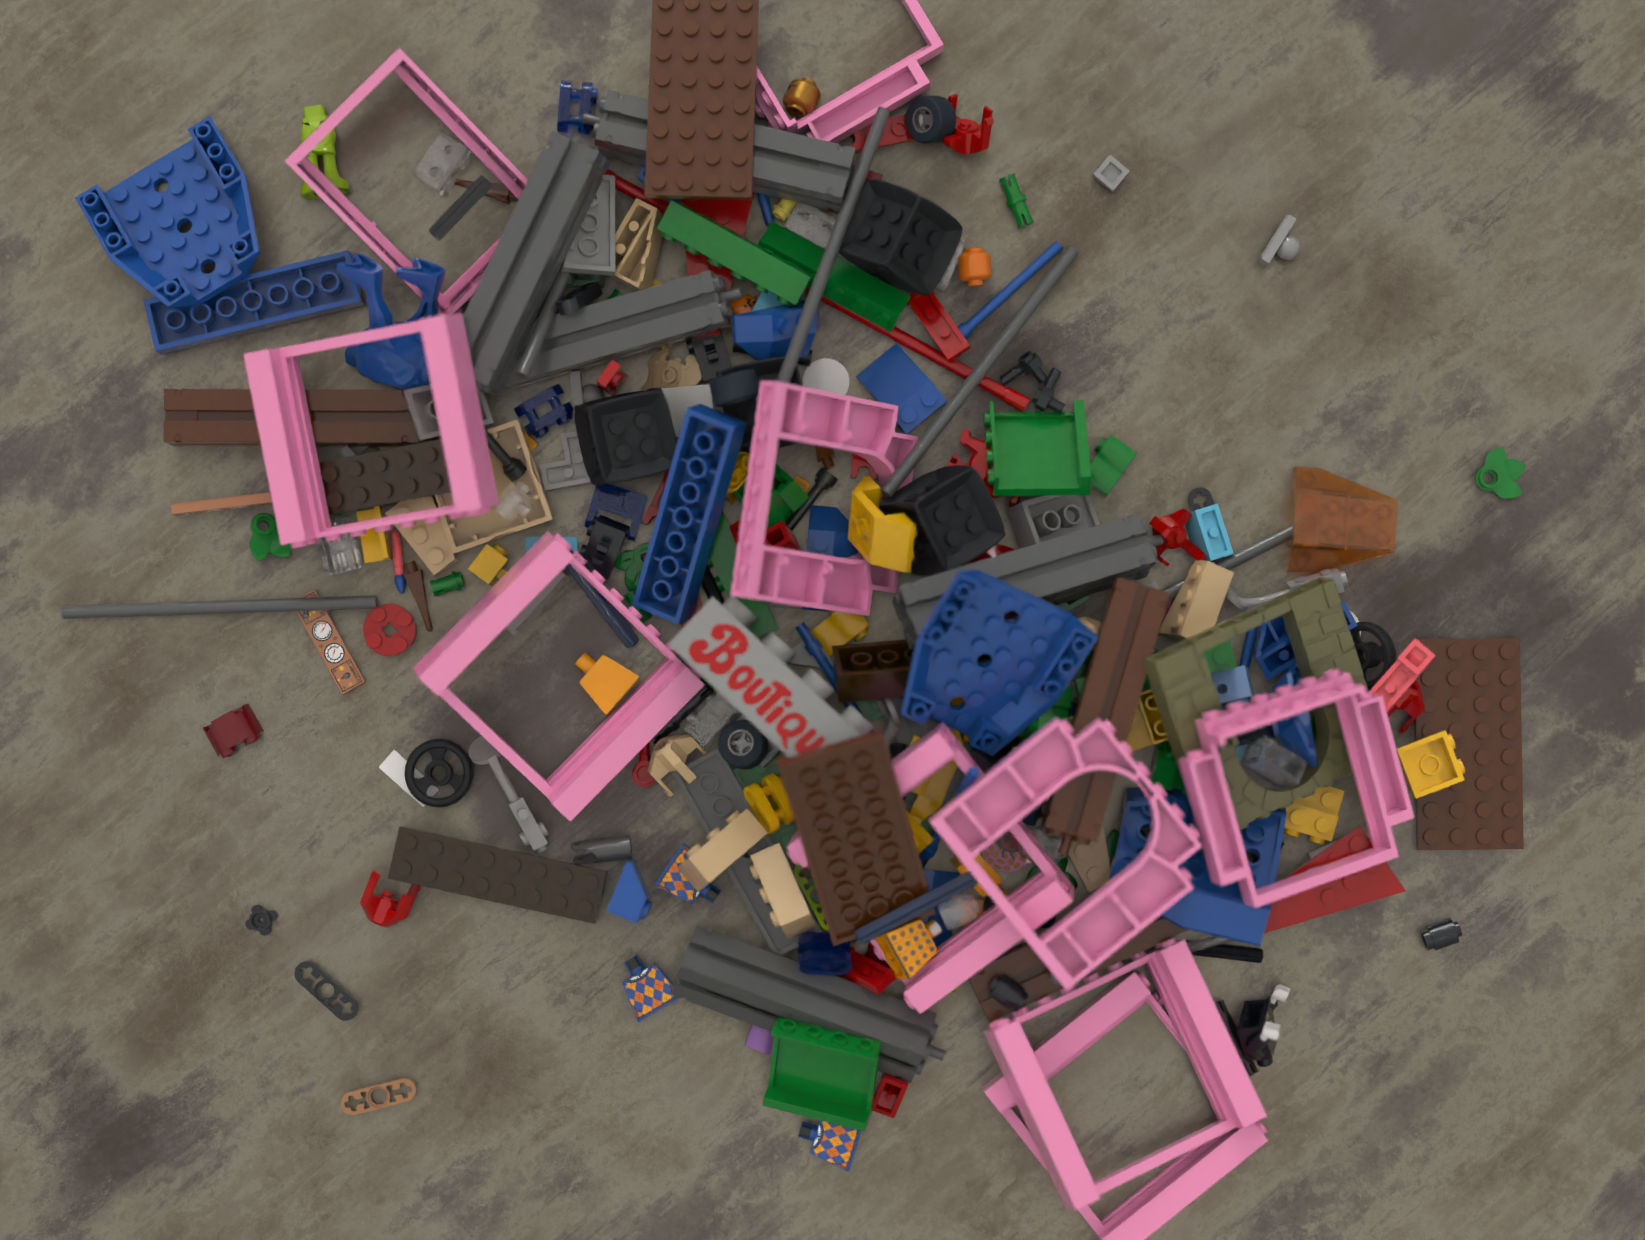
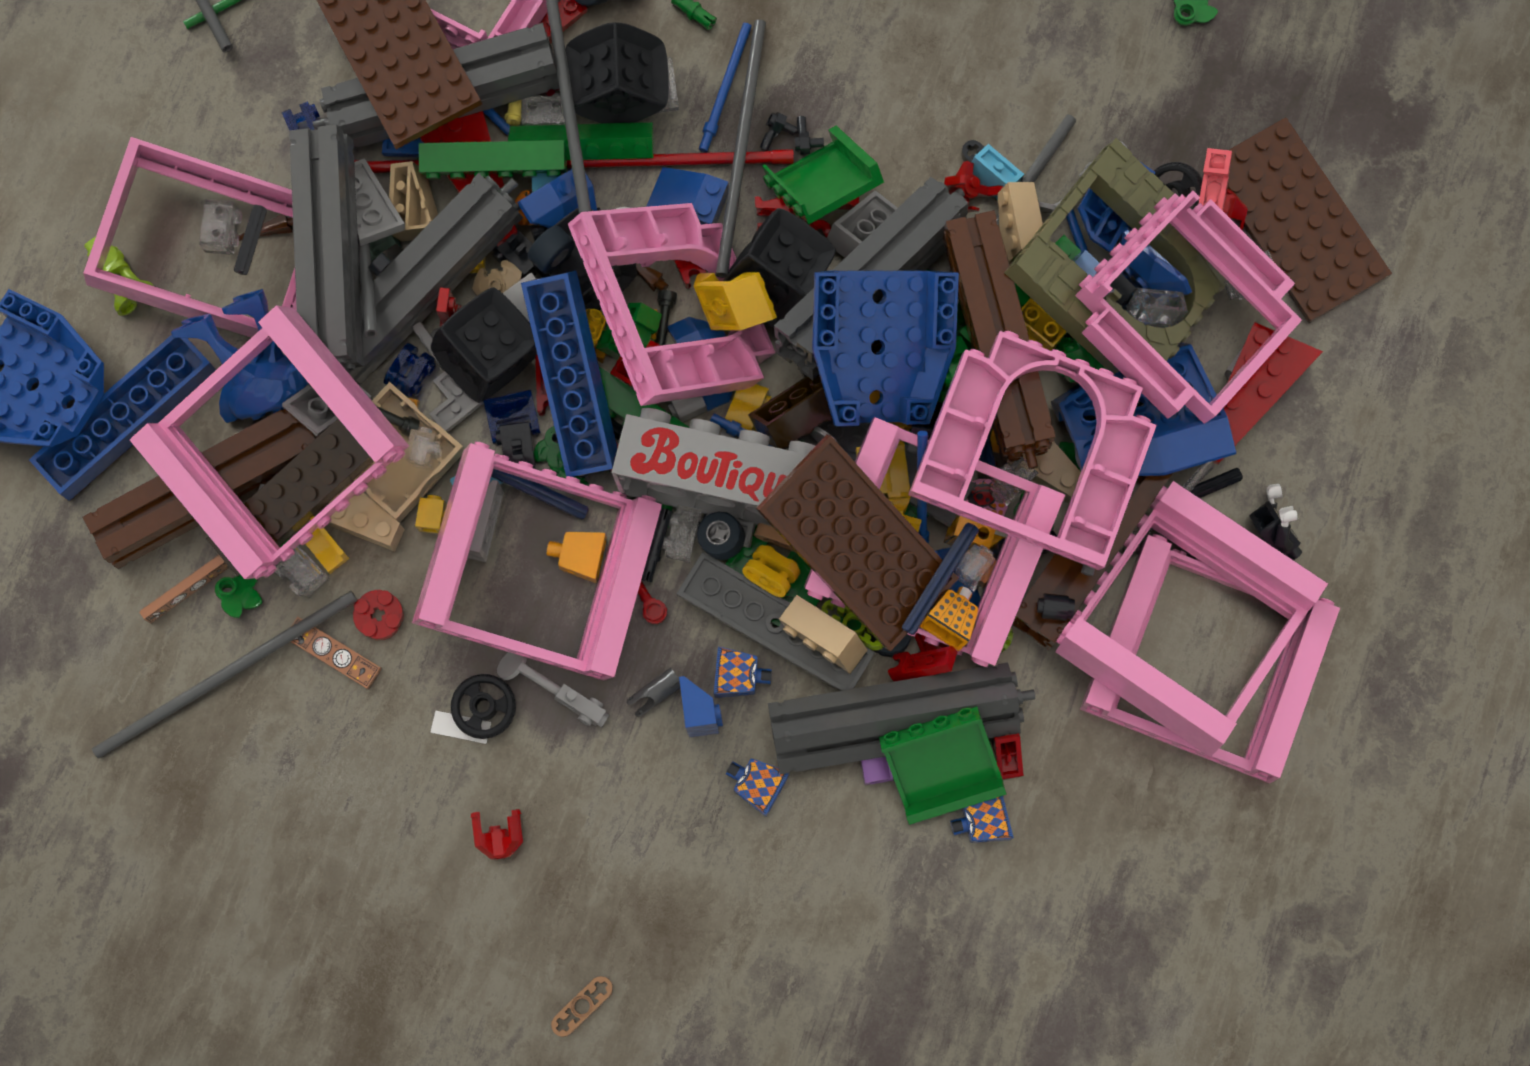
camera: 25 degrees left, 10 degrees down
(232, 730) = (289, 769): dark red cylinder -> none
(253, 923) = (406, 918): black plate -> none
(316, 972) = (483, 932): black beam -> none
(398, 563) = (364, 569): coral piece -> none
(416, 584) = (378, 564): reddish brown piece -> none
(447, 583) = (405, 551): green pin -> none
(498, 874) = (578, 761): dark brown brick -> none
(671, 755) = (667, 580): tan piece -> none
(721, 849) = (752, 628): tan wedge -> none
(801, 97) = (480, 18): pearl gold head -> none
(821, 957) = (887, 667): clear blue brick -> none
(939, 325) = (687, 131): red plate -> none
(974, 266) = (690, 74): orange head -> none
(1109, 464) = (888, 156): green brick -> none
(1315, 815) = (1213, 338): yellow plate -> none
(1337, 522) = (1090, 109): clear orange wedge -> none
(1430, 764) = (1282, 241): yellow plate -> none
(1441, 934) = (1370, 374): black brick -> none

